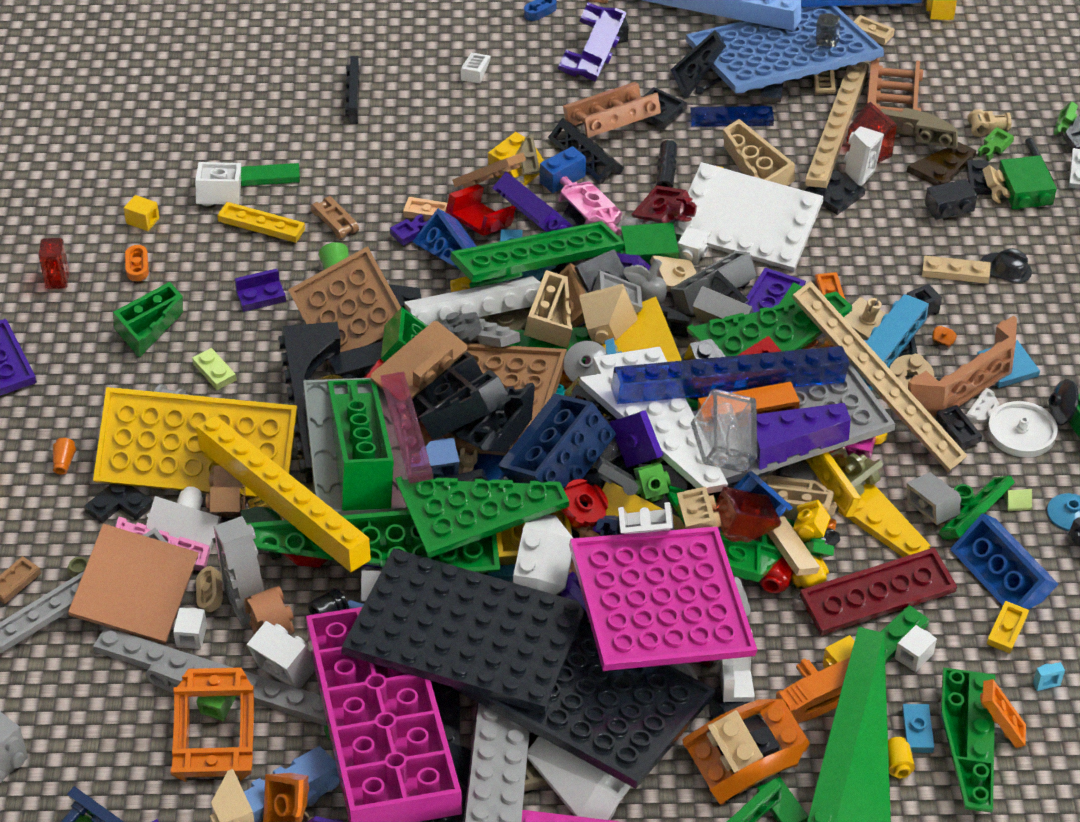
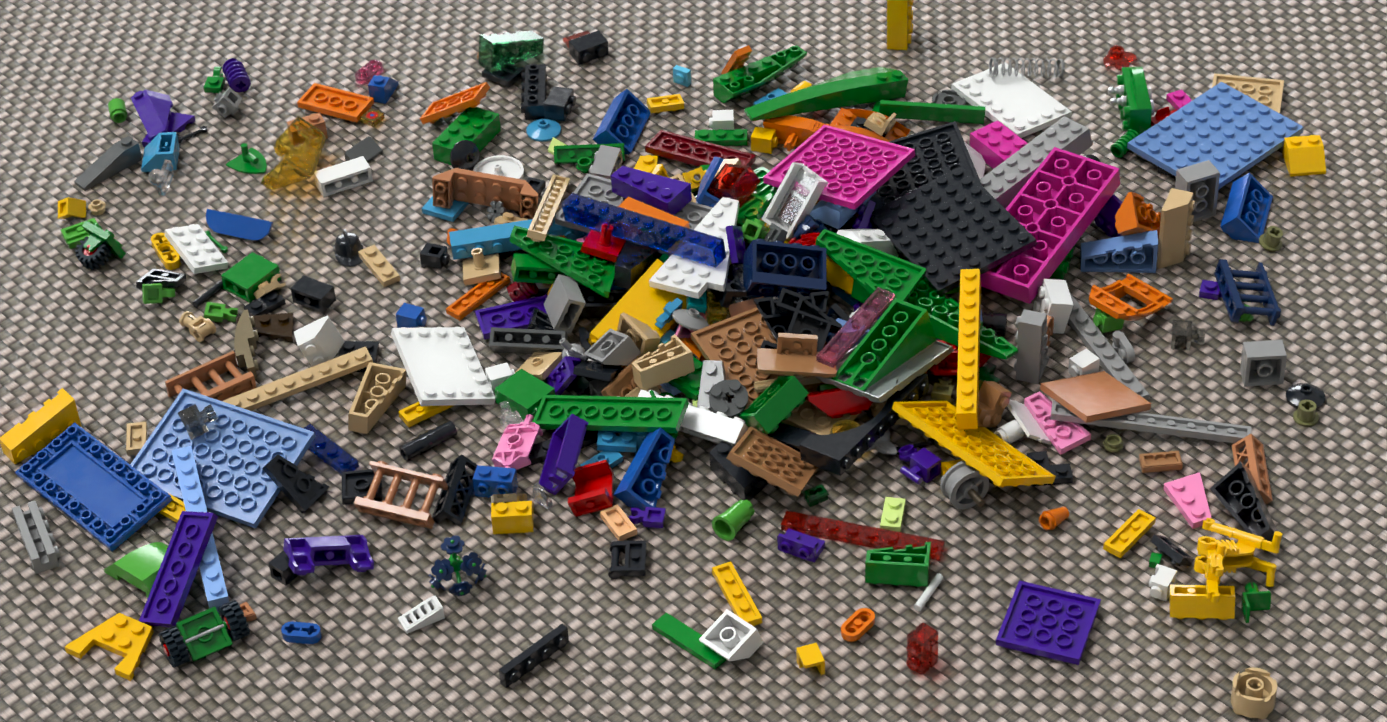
camera: 130 degrees left, 5 degrees down
(109, 326) = (928, 592): none -> white piece
(120, 741) = (1183, 335): none -> clear smoke brick
(209, 589) = (1047, 376): tan plate -> none
(215, 336) = (857, 534): none -> clear red plate
(334, 217) = (683, 563): medium nougat plate -> none
(380, 197) = (634, 558): none -> black plate
(489, 171) = (553, 496): medium nougat plate -> none
(493, 88) = (445, 568): none -> dark blue plant
(665, 205) = (480, 404): dark red plate -> none
(698, 509) = (757, 196): tan bracket -> none
(727, 431) = (694, 204): clear slope -> none
(845, 241) = (410, 316): none -> blue brick
(876, 120) = (282, 357): clear red slope -> none

